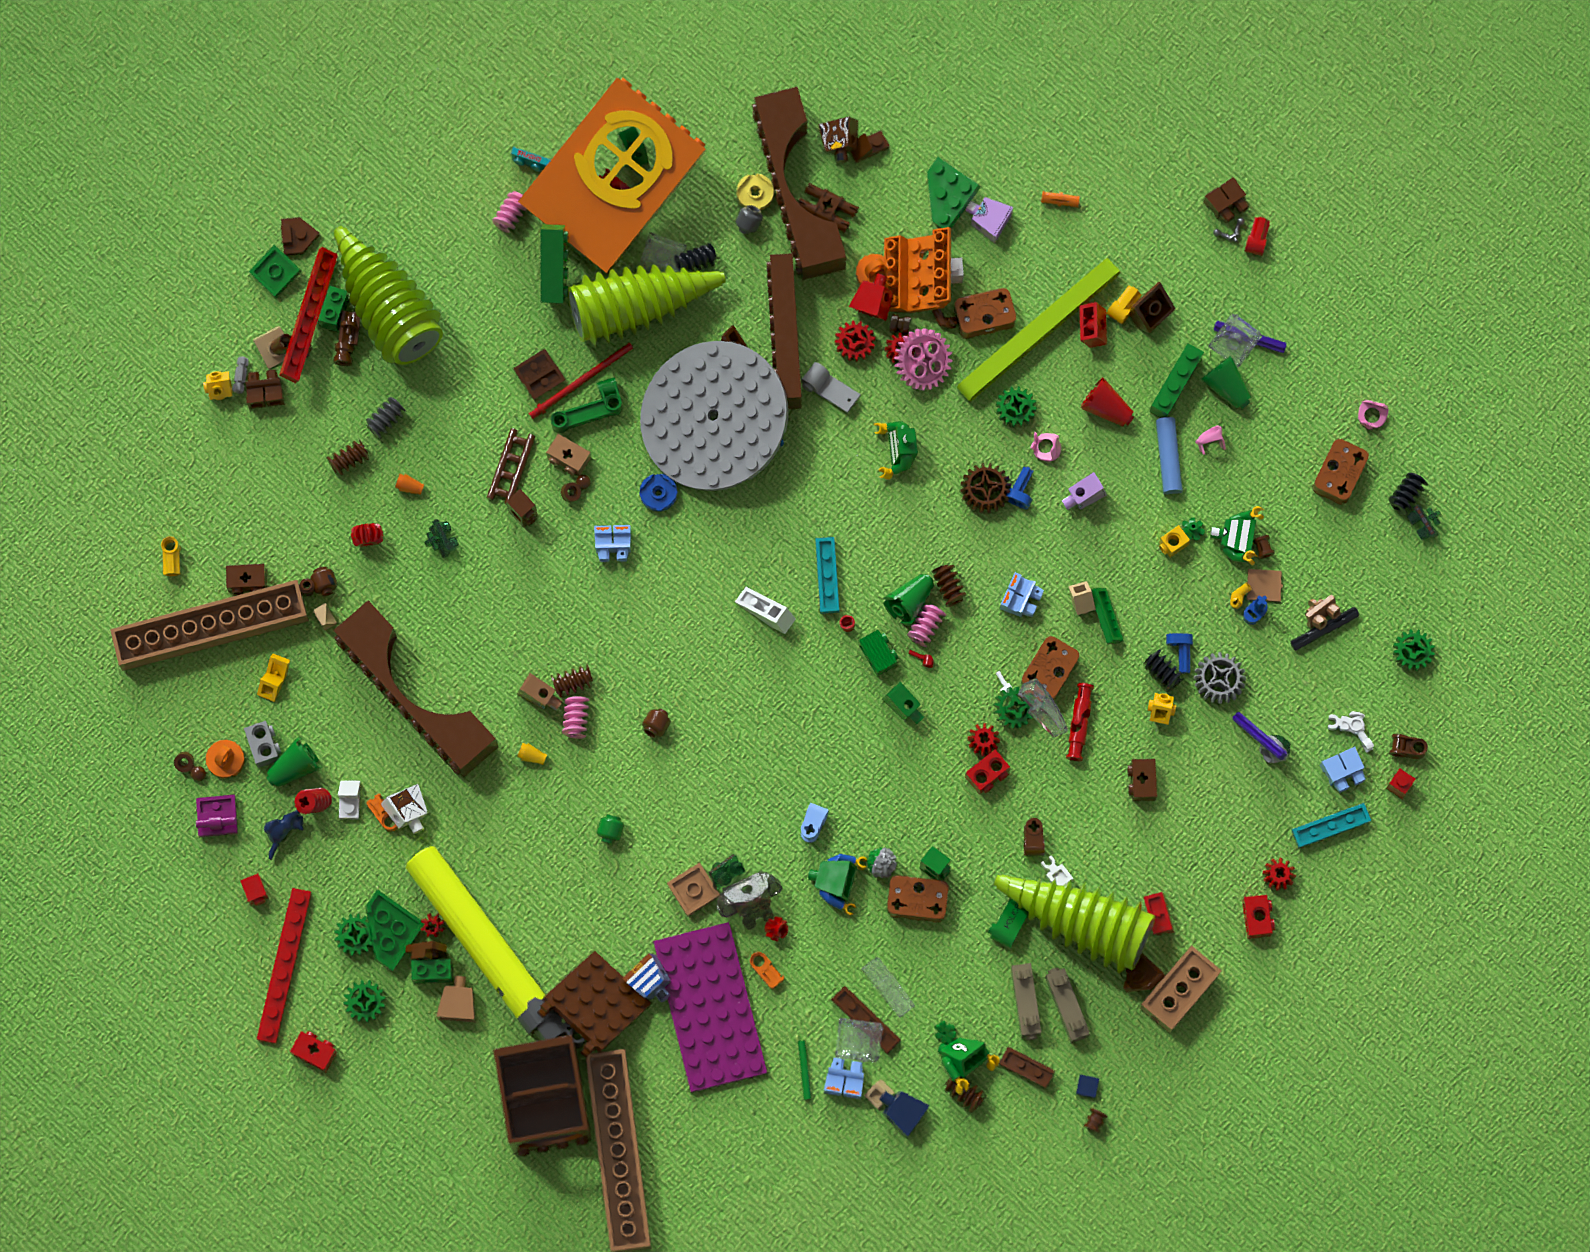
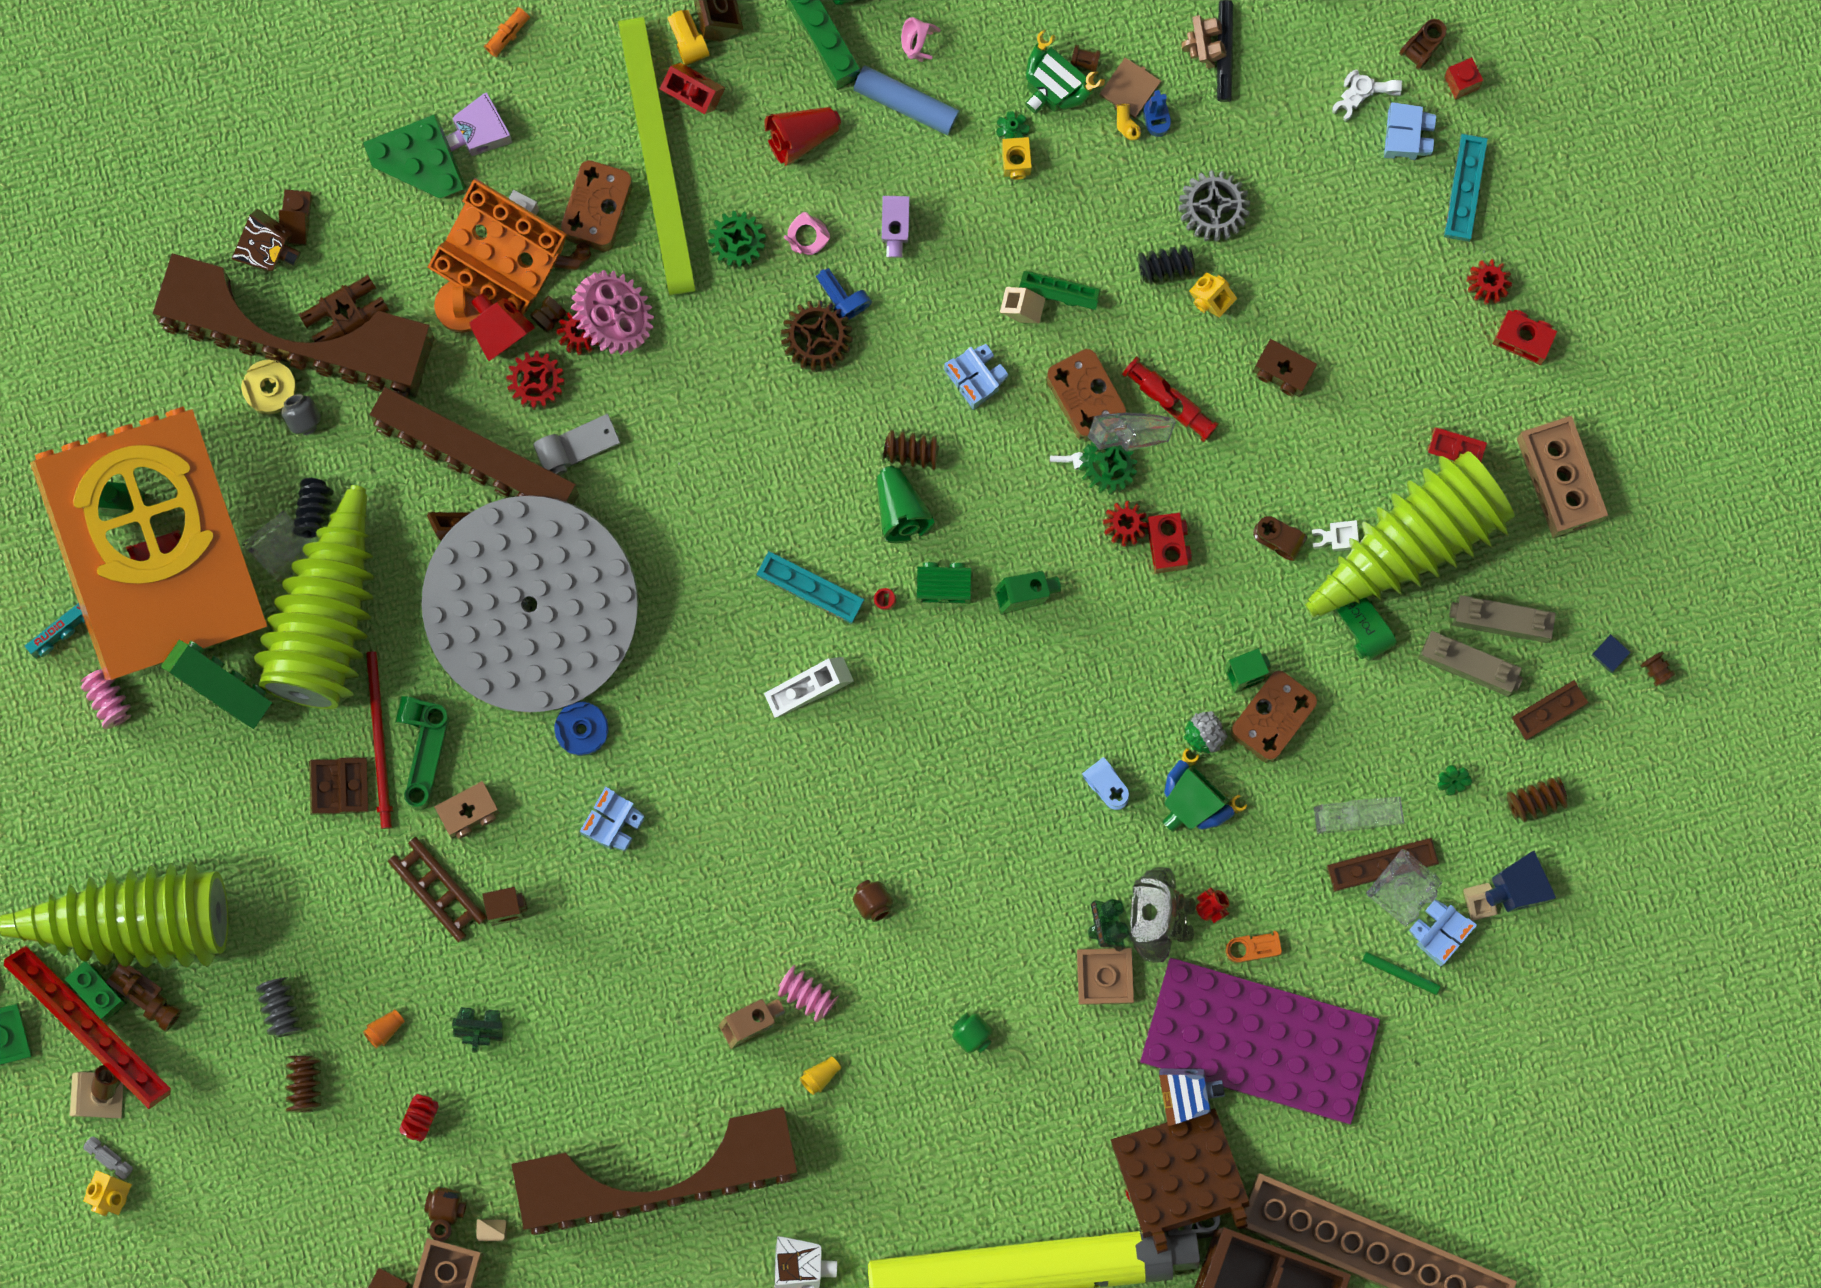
camera: 65 degrees left, 5 degrees up
(267, 389) = (141, 1149): reddish brown hips -> none
(572, 681) = (759, 971): reddish brown piece -> none
(582, 482) = (511, 813): reddish brown plate -> none
(902, 447) = (705, 402): green torso -> none
(924, 624) = (943, 507): bright pink piece -> none
(927, 659) = (986, 531): red hand -> none
(963, 1057) = (1500, 777): green torso -> none
(1143, 976) = (1527, 508): reddish brown plate -> none
(1184, 642) = (1147, 221): blue piece -> none
(1260, 736) = (1316, 202): dark purple axle -> none
(1282, 742) = (1338, 194): light grey piece -> none

